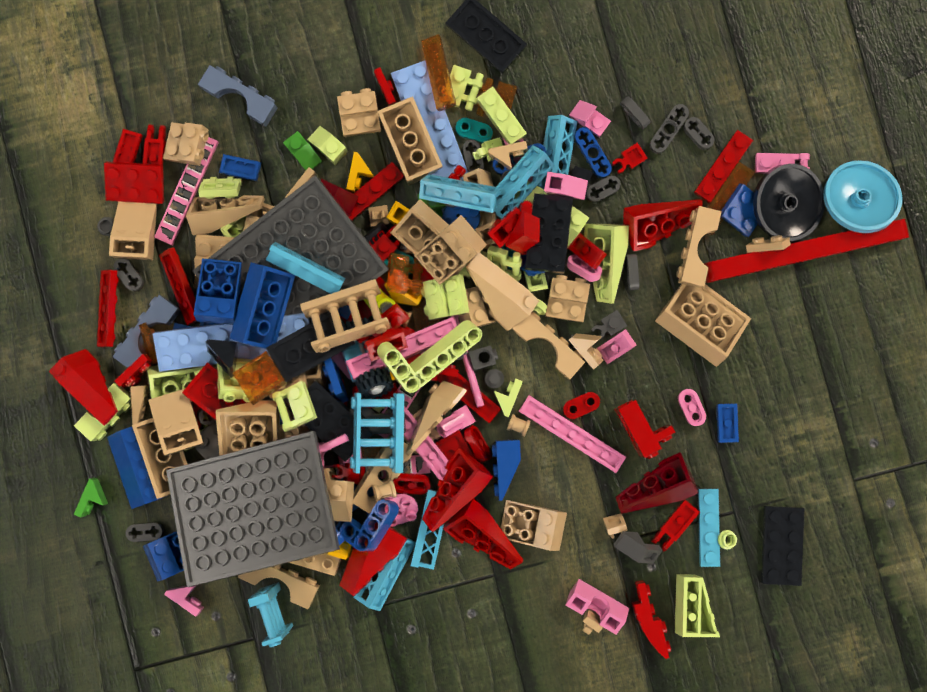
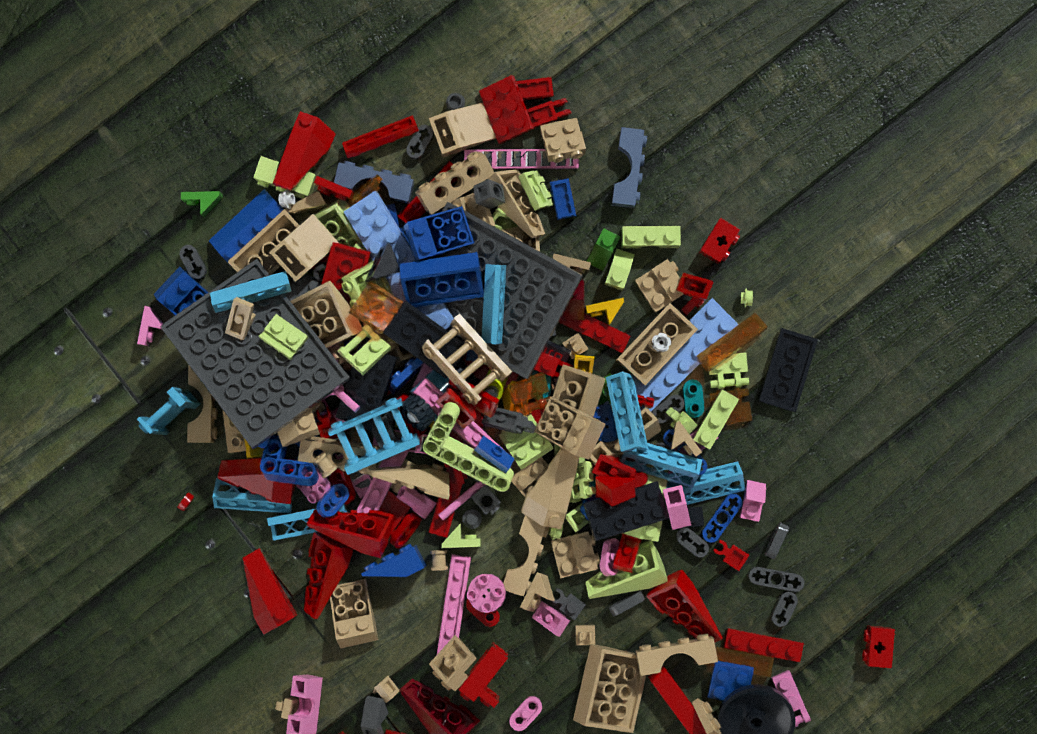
camera: 60 degrees right, 0 degrees up
(124, 419) = (286, 199): none -> white plate
(180, 228) = (481, 171): none -> tan brick
(193, 488) = (251, 291): none -> medium azure fence
(203, 229) = (489, 194): none -> dark grey brick
(212, 508) = (240, 318): none -> tan slope
(248, 475) = (283, 337): none -> yellowish green plate
(311, 97) = (650, 236): none -> yellowish green arch
(345, 53) = (721, 230): none -> red brick
(362, 635) = (185, 502): none -> red tile
(373, 81) = (694, 286): none -> red slope
(404, 42) = (747, 298): none -> yellowish green plate
(410, 129) = (661, 337): none -> white plate
(420, 303) = (509, 421): none -> dark grey hinge
(421, 499) = (331, 501): none -> blue plate
(444, 329) = (494, 454): none -> blue plate
(482, 597) = (267, 596): none -> red wedge
(559, 398) = (479, 587): none -> bright pink plate
(618, 452) = (452, 663): none -> tan plate
(644, 322) = (585, 634): none -> tan tile
(779, 63) = (882, 656): none -> red brick

